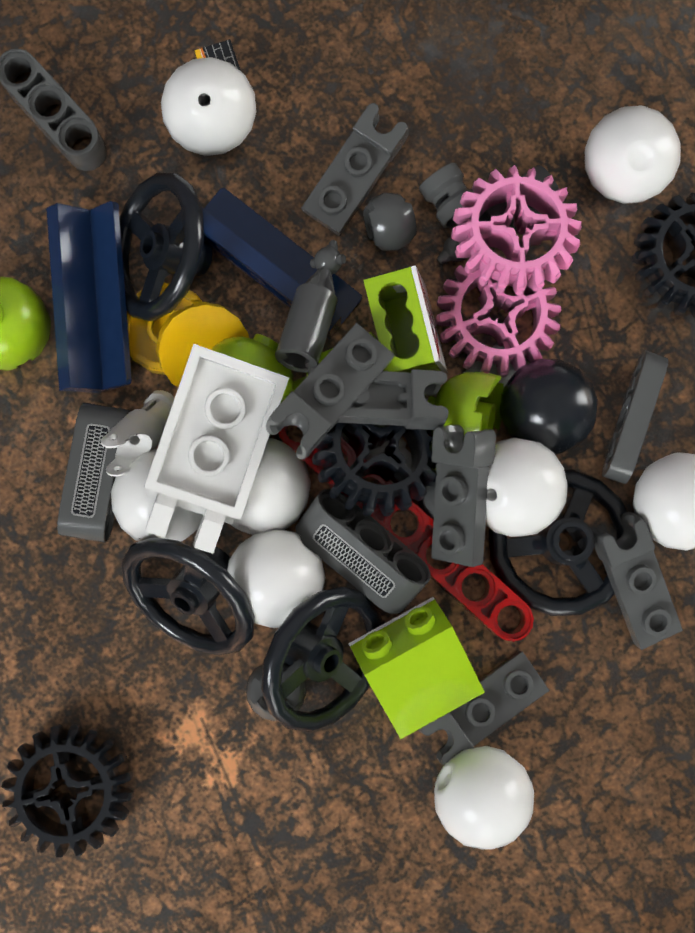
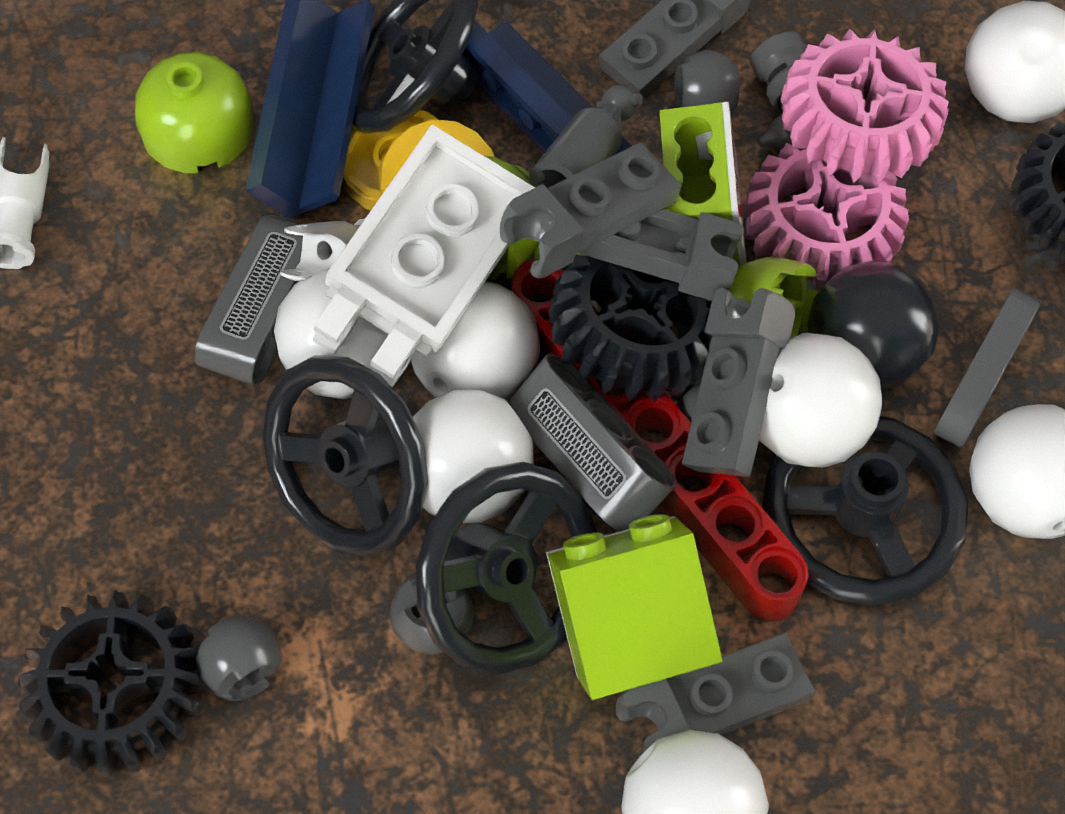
camera: 15 degrees right, 20 degrees down
(150, 753) = (238, 657): none -> dark grey piece
(638, 582) = (962, 569): dark grey plate -> none

